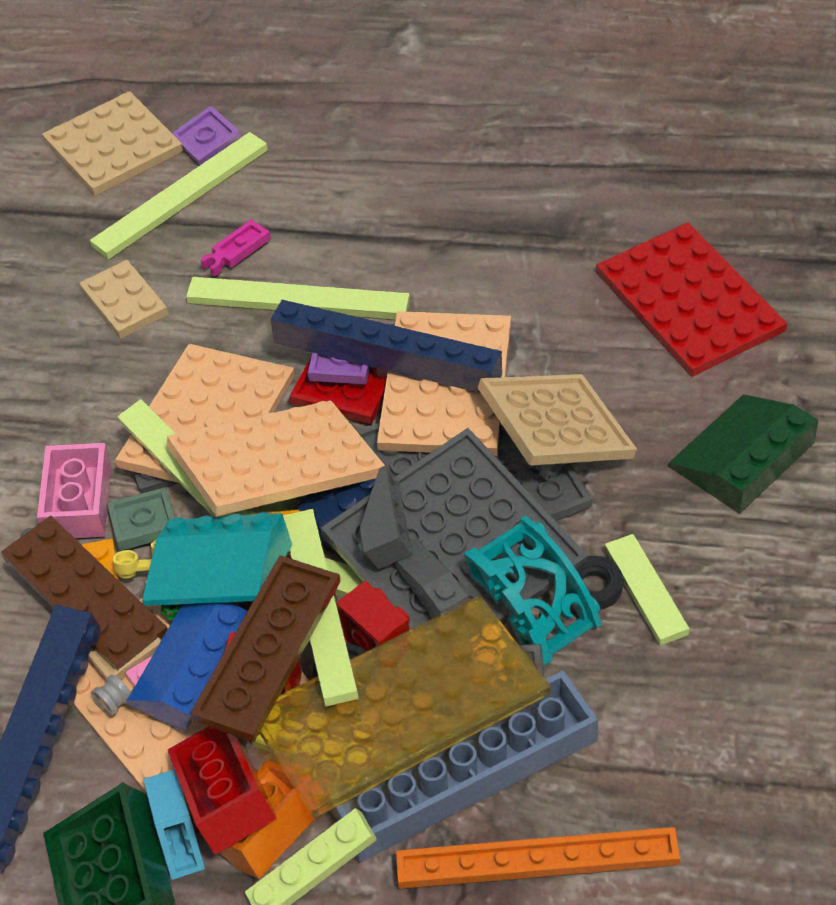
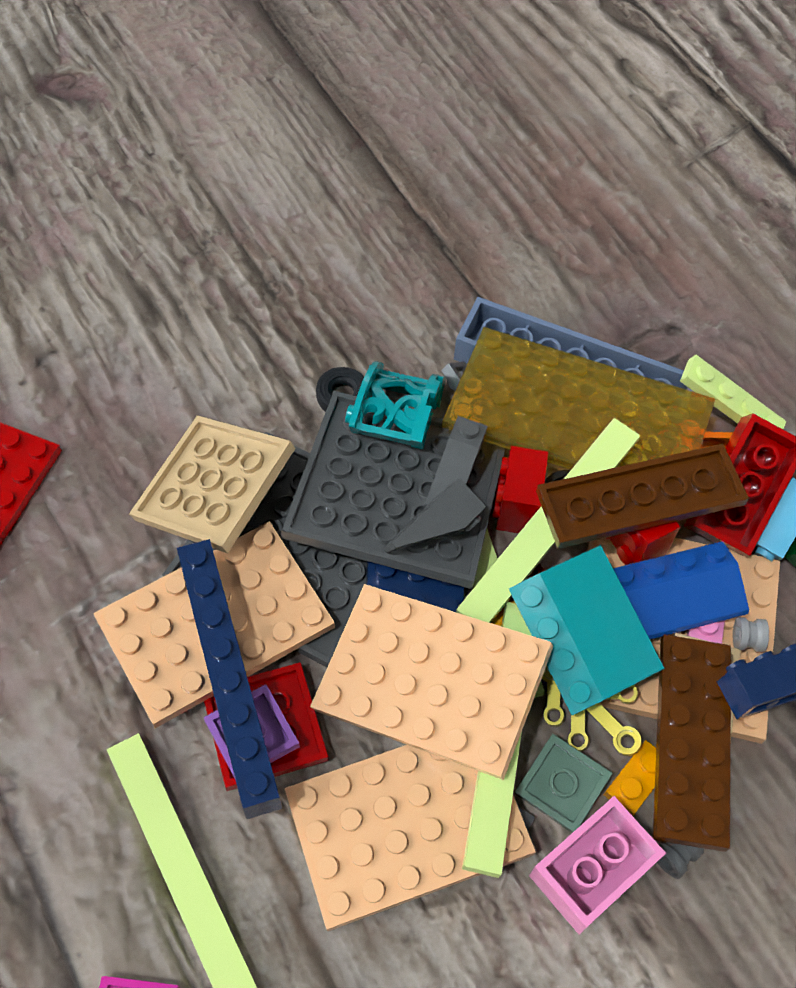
camera: 135 degrees left, 10 degrees up
(537, 857) = (593, 297): orange plate -> none
(647, 590) = (319, 358): yellowish green tile -> none
(746, 449) = (129, 362): dark green slope -> none

